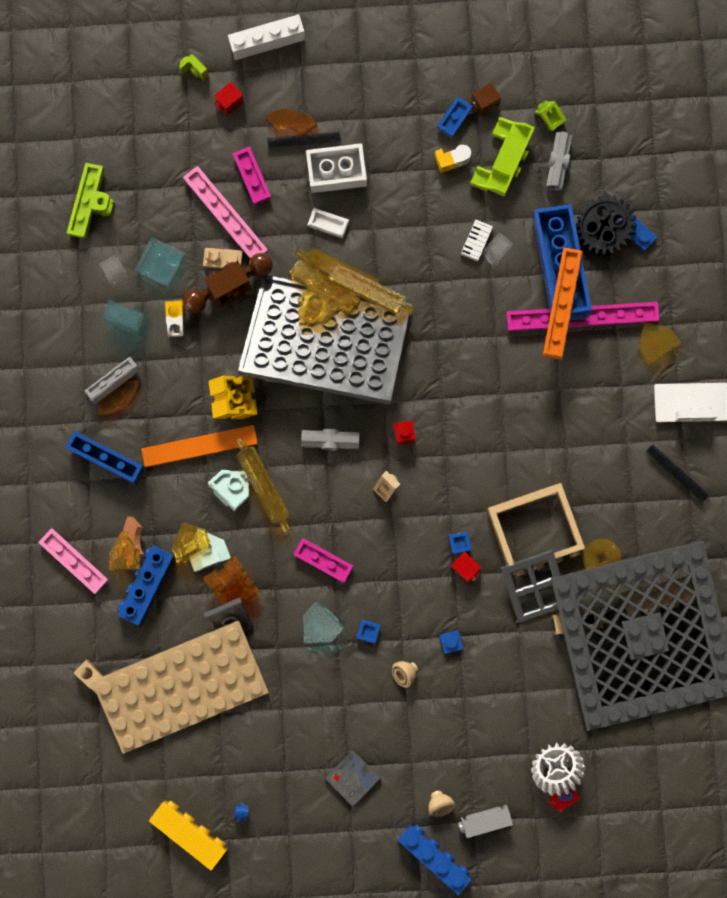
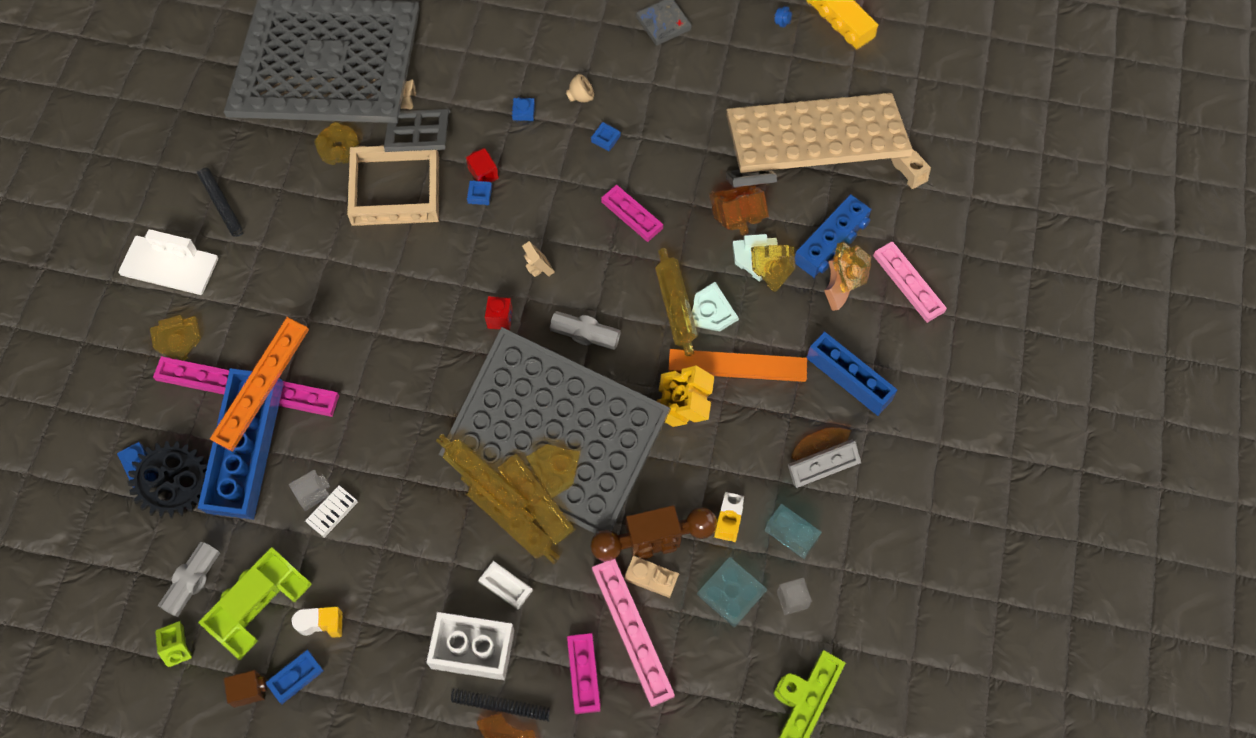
camera: 165 degrees left, 15 degrees down
(320, 625) = (652, 154): clear light blue plate -> none

